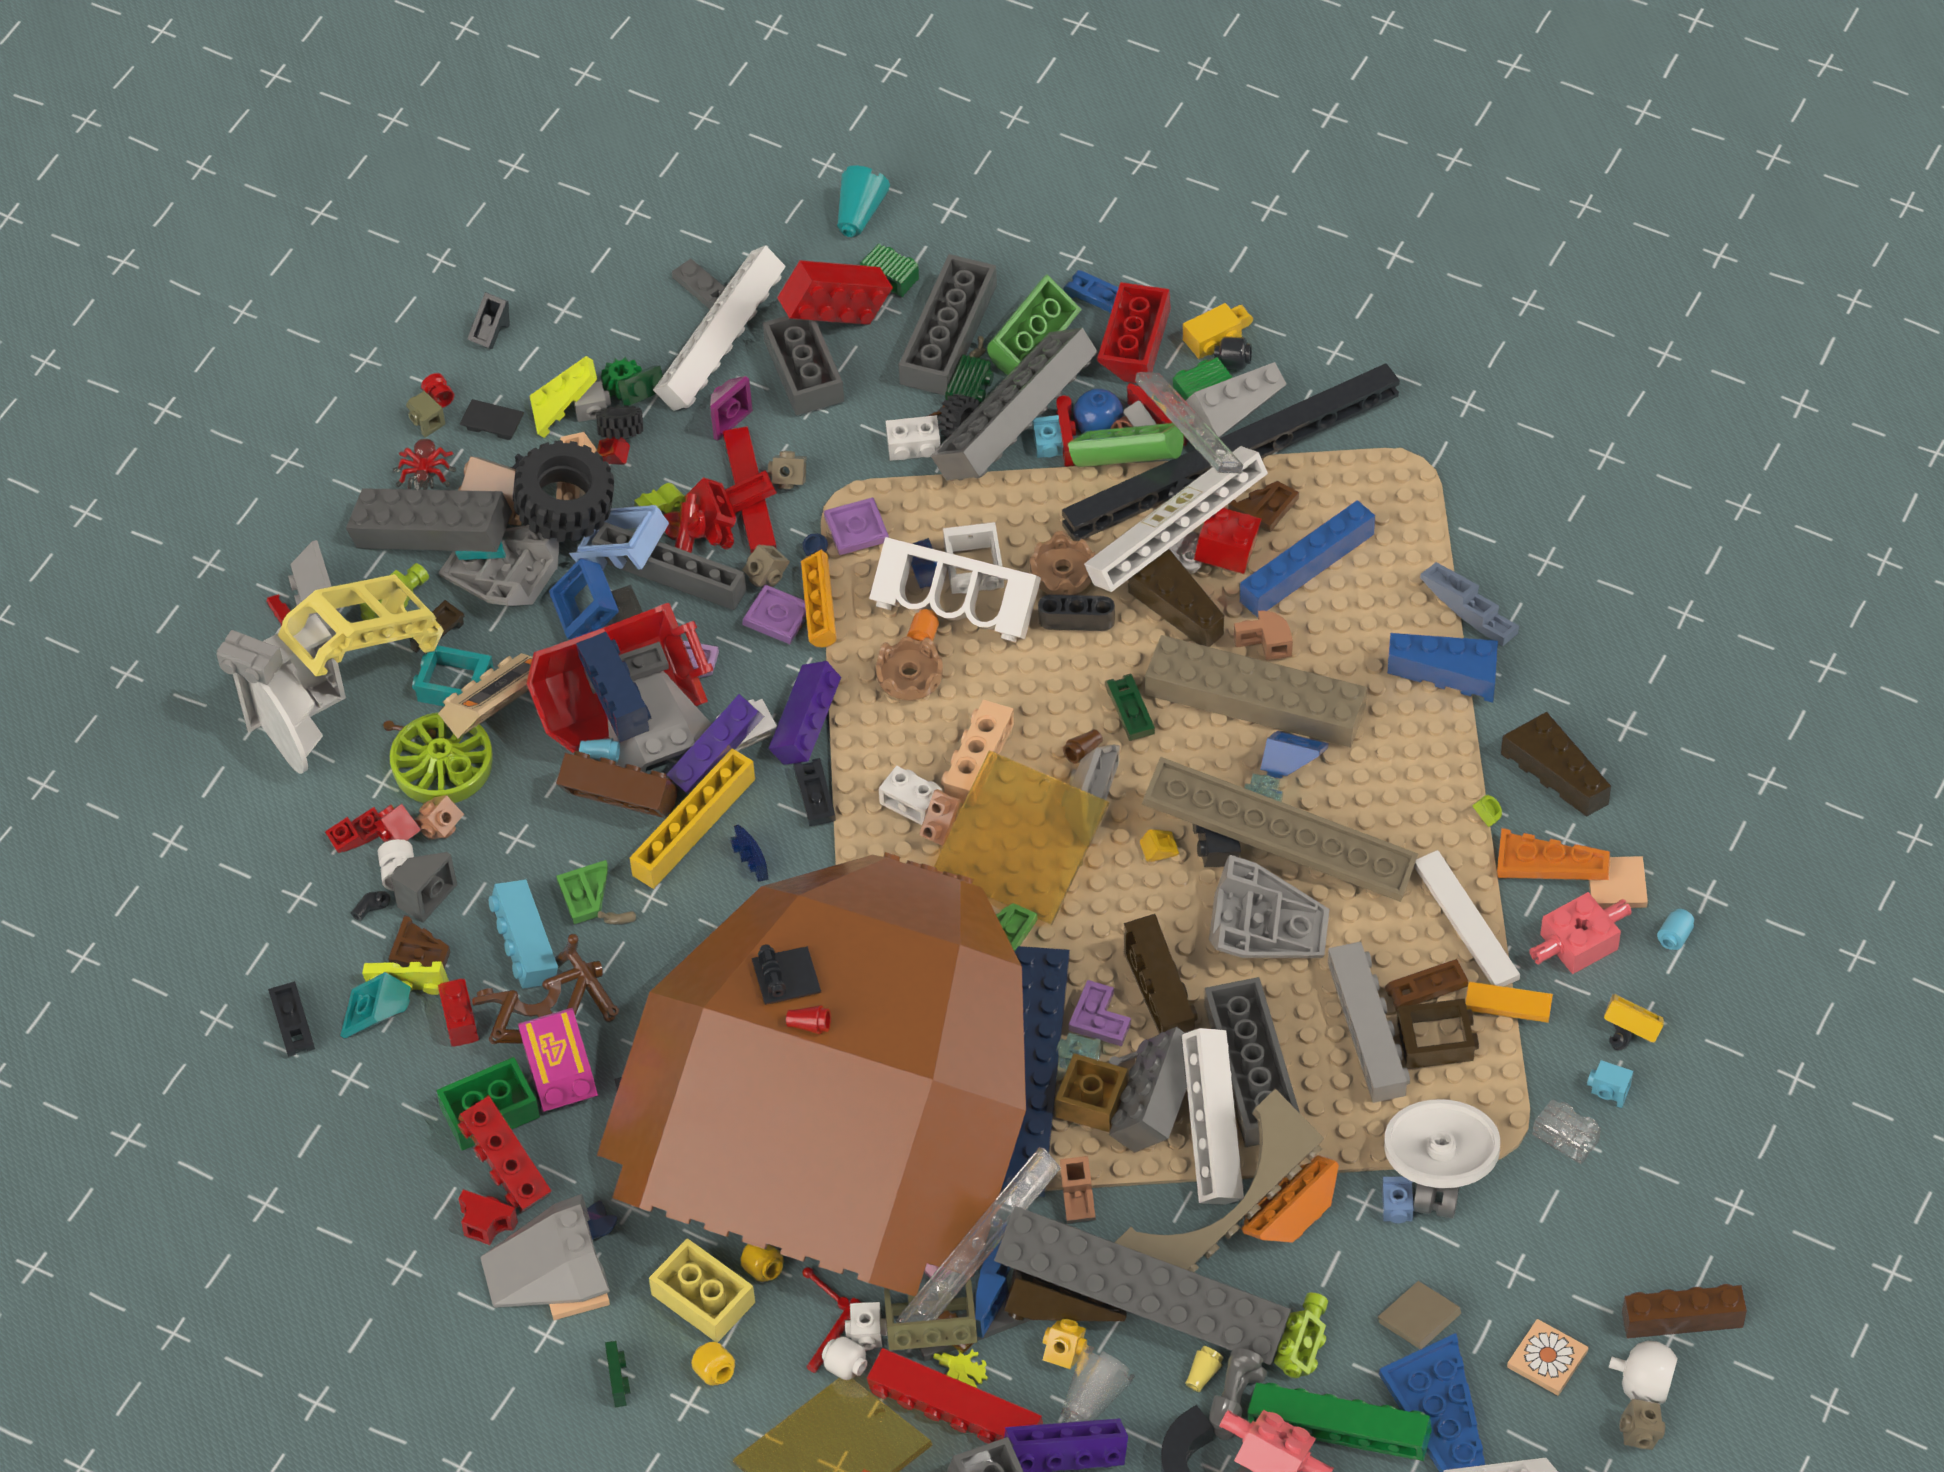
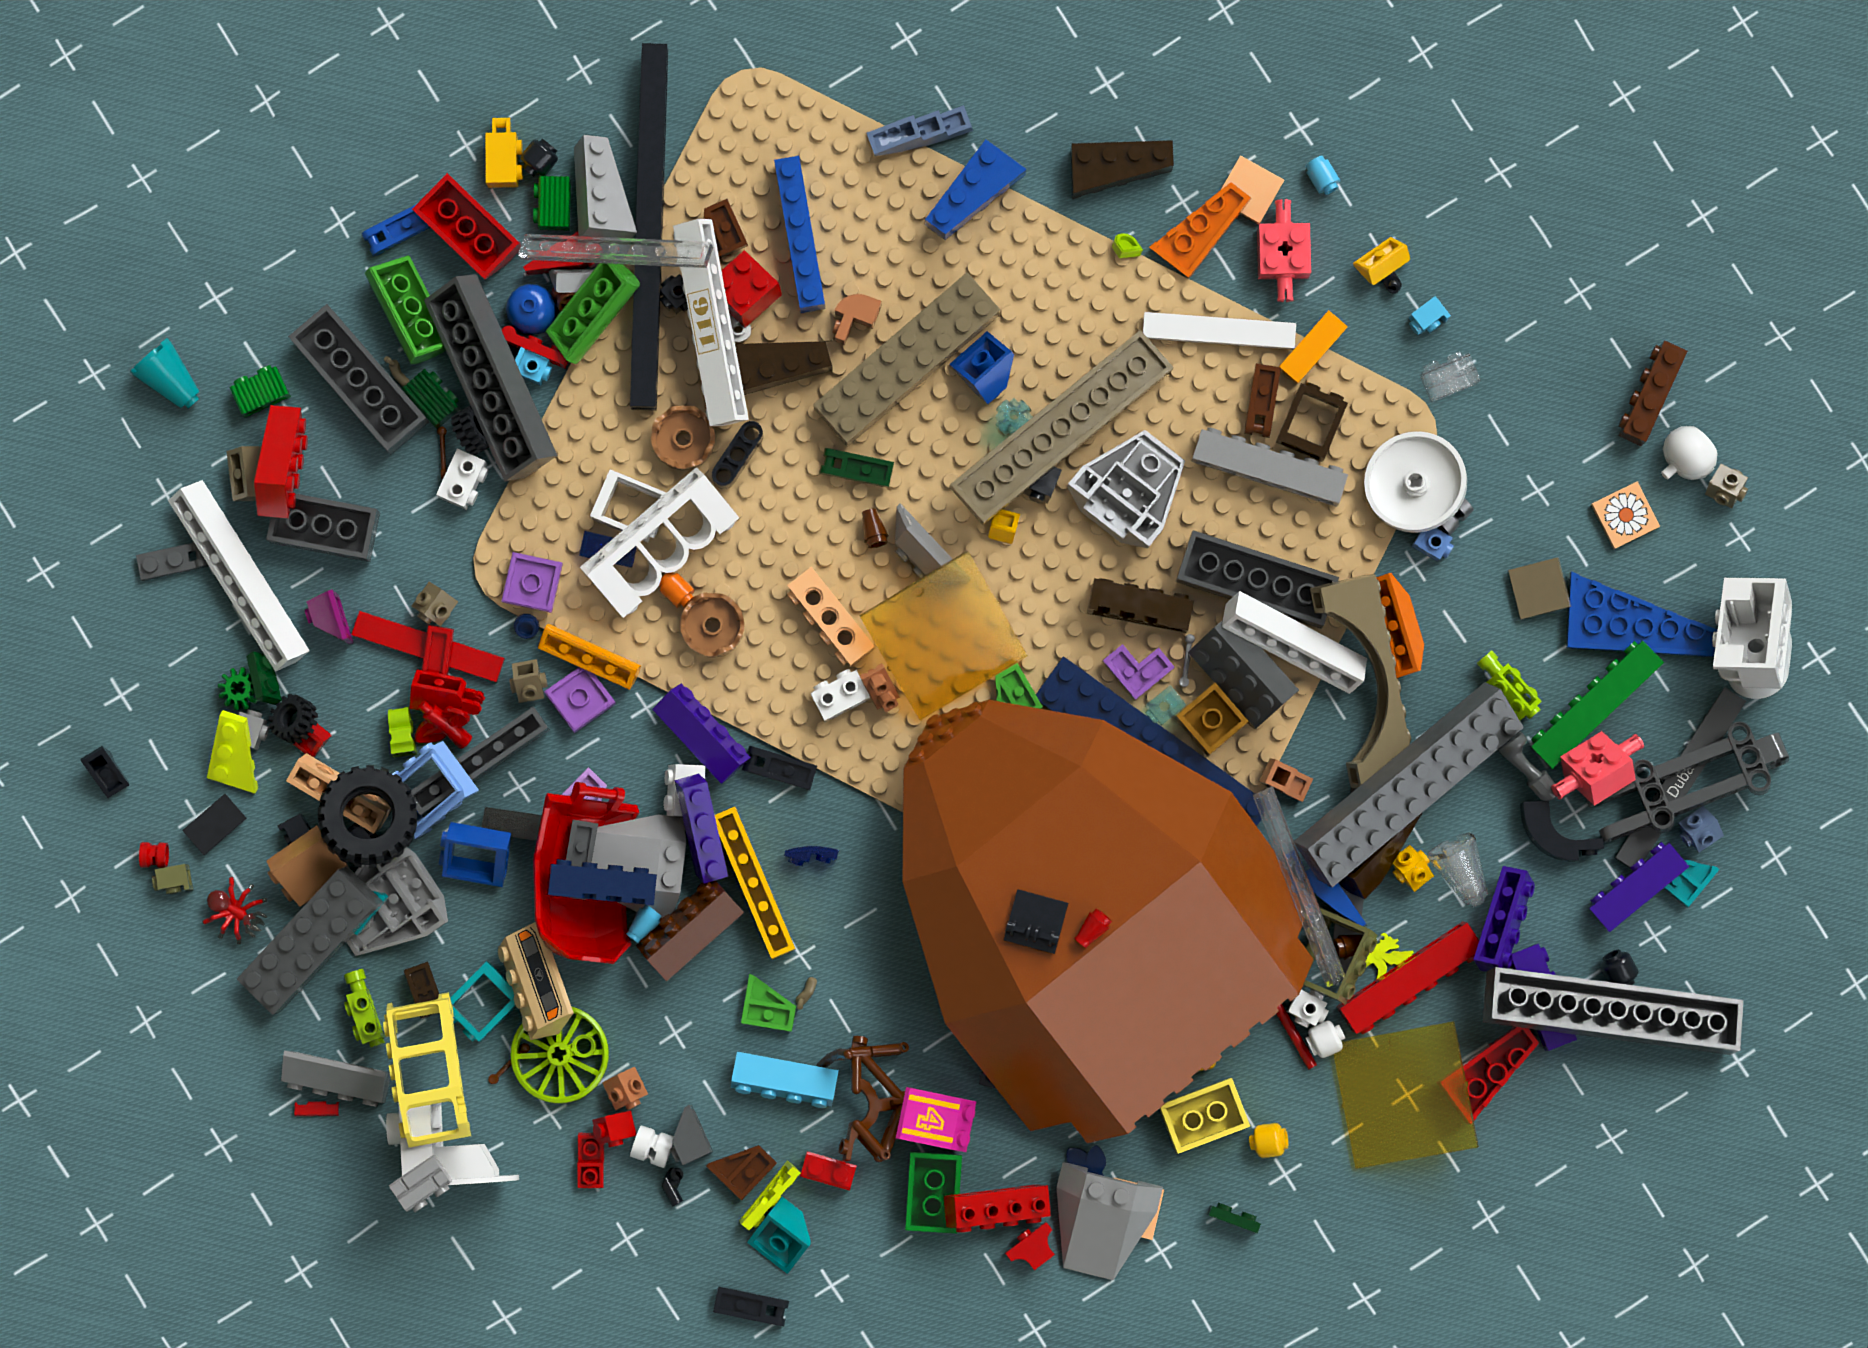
camera: 65 degrees left, 30 degrees up
(1204, 1367) = (1488, 775): light yellow cone -> none

